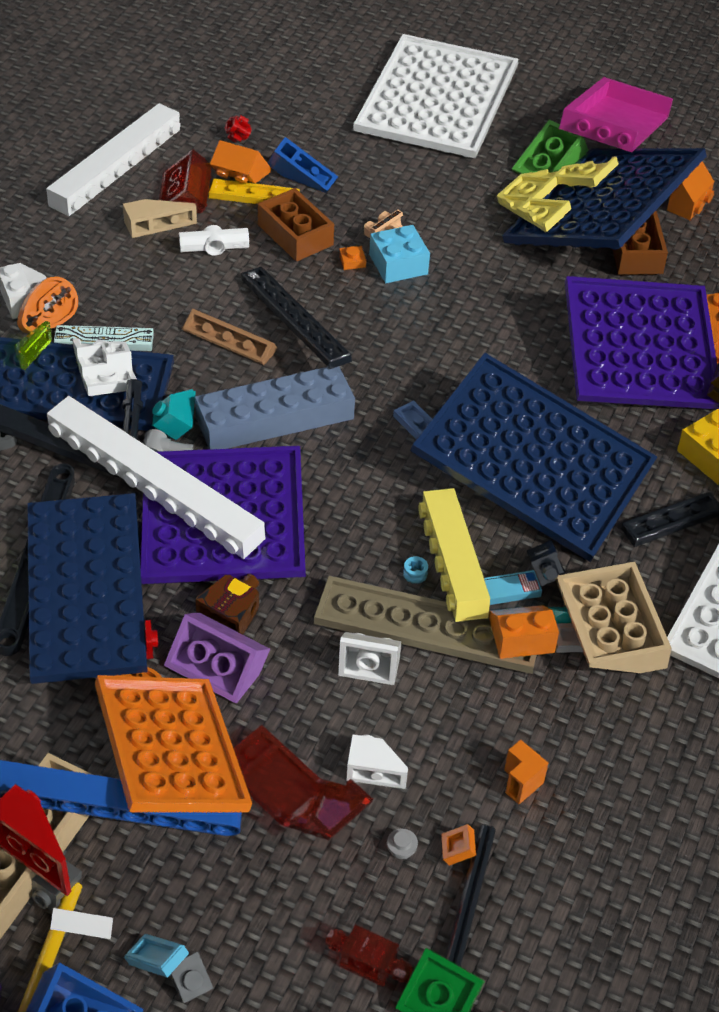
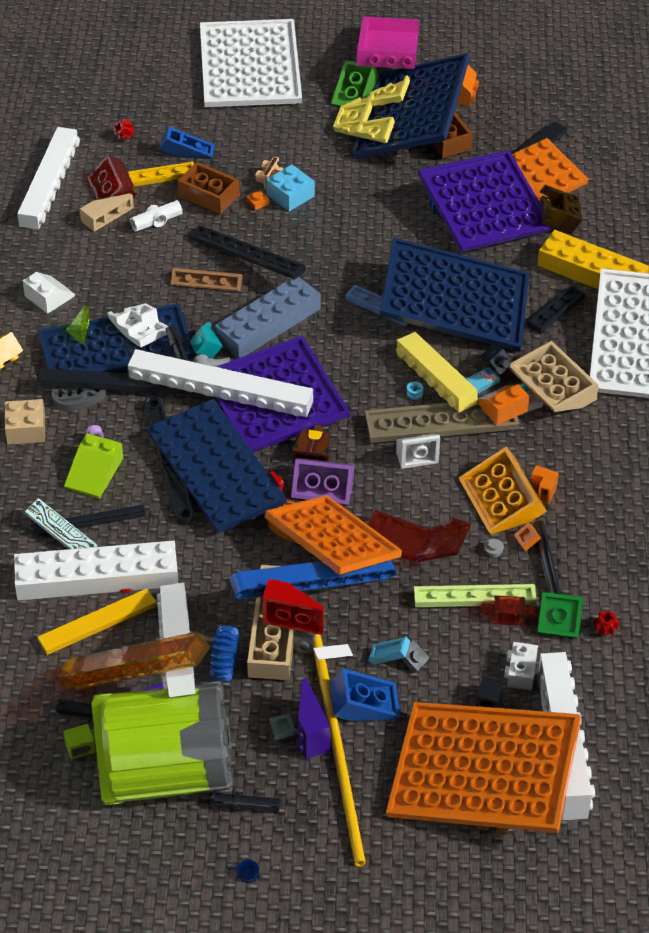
camera: 20 degrees left, 0 degrees up
(43, 294) = (77, 301): orange piece -> none
(136, 338) = (118, 305): light aqua tile -> none
(239, 162) = (143, 155): orange slope -> none
(331, 909) = (470, 594): none -> yellowish green plate
(375, 763) = (456, 506): white slope -> none
(457, 763) = (502, 492): none -> light orange slope

